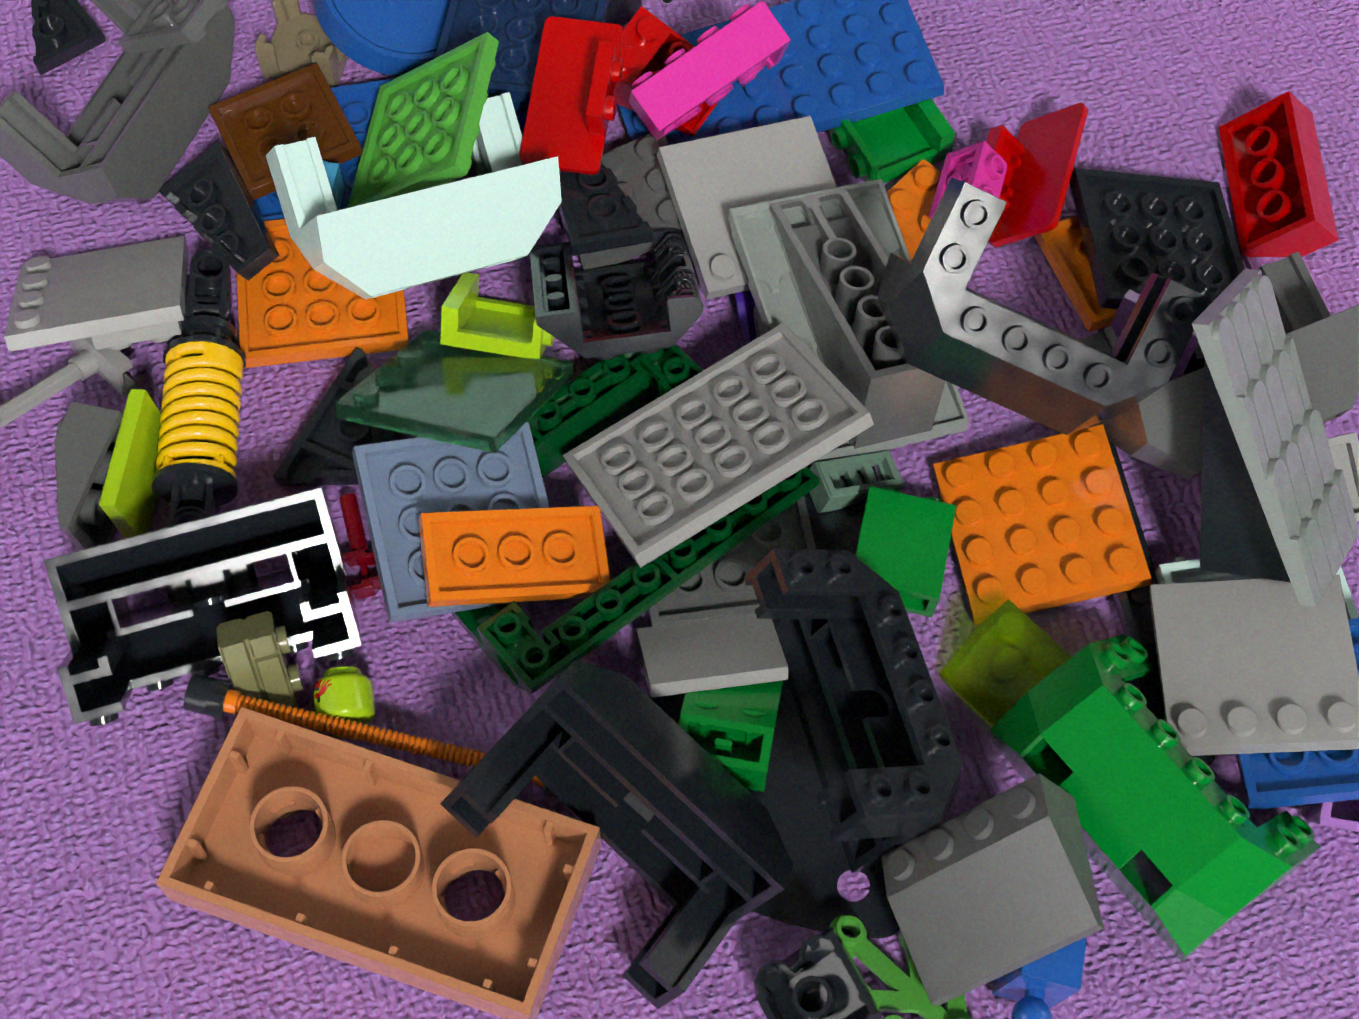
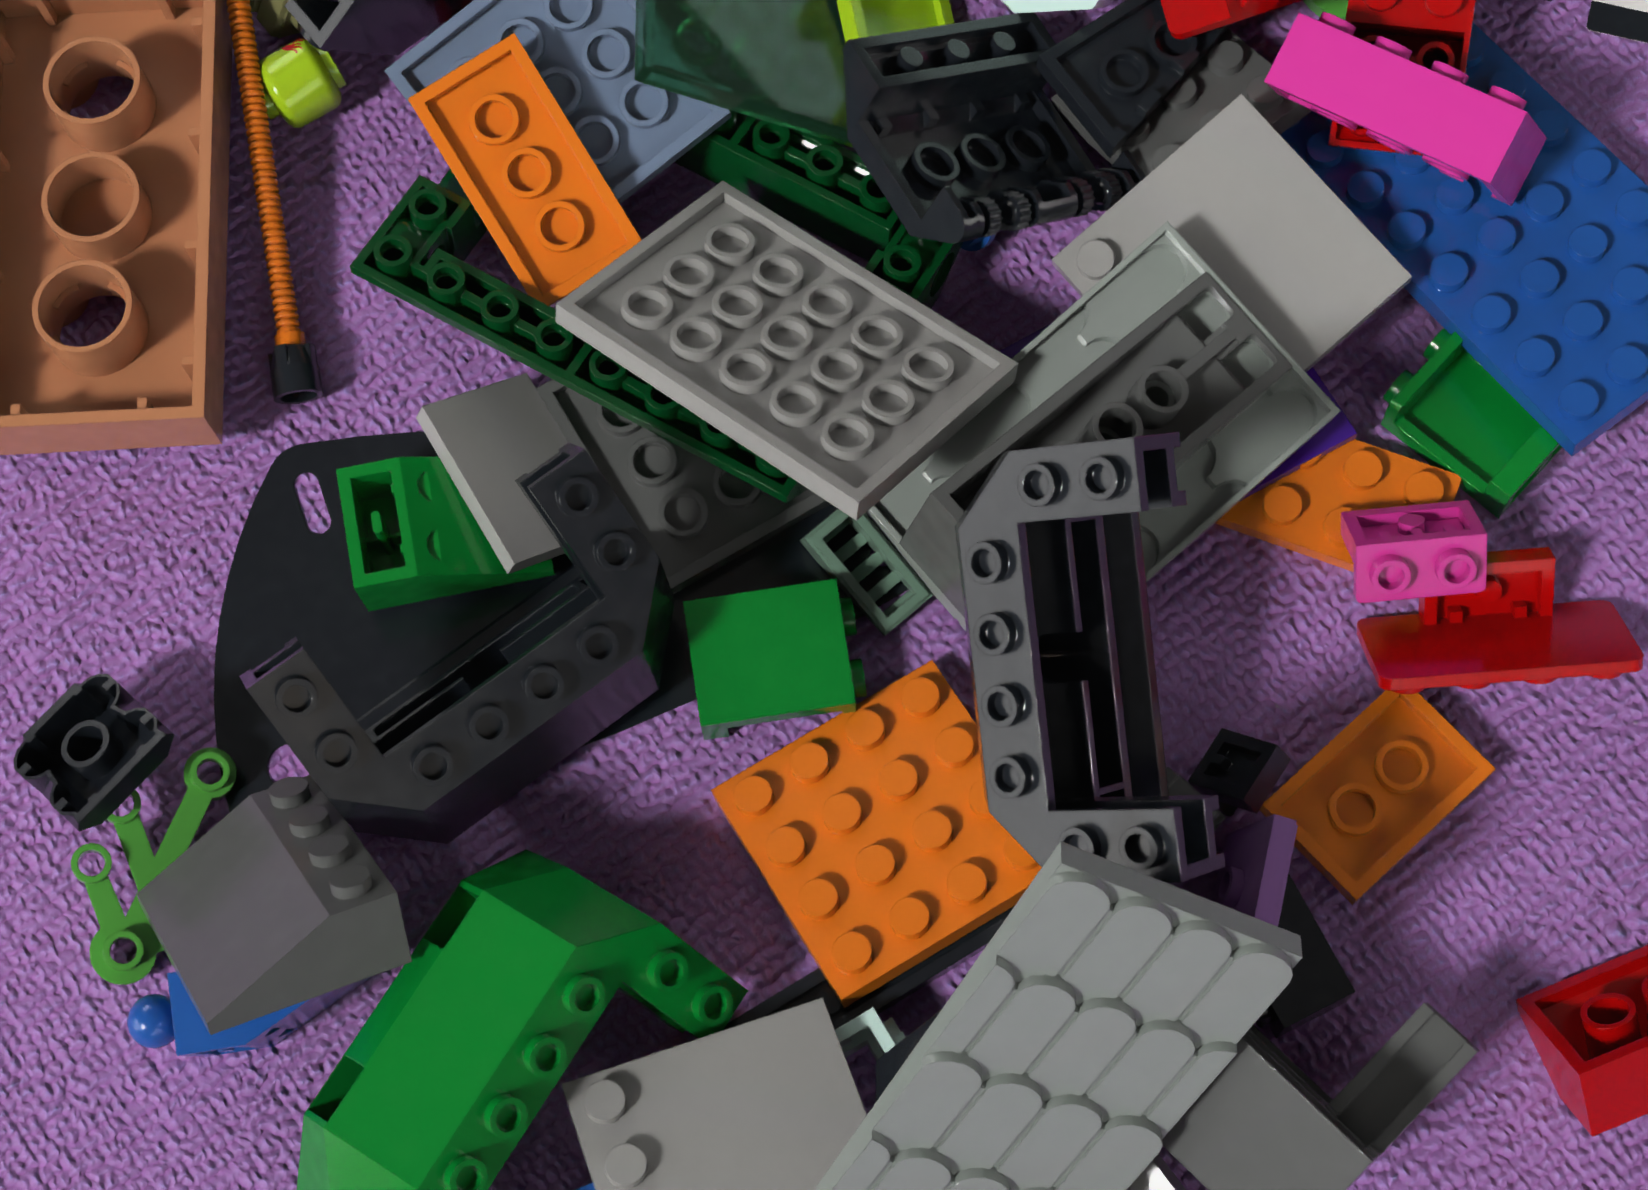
camera: 75 degrees right, 10 degrees up
(655, 804) = (272, 461): black wedge -> none
(1001, 662) = (654, 848): clear neon green slope -> none
(1076, 315) = (1239, 771): none -> black bracket
(1156, 227) = (1454, 862): black plate -> none

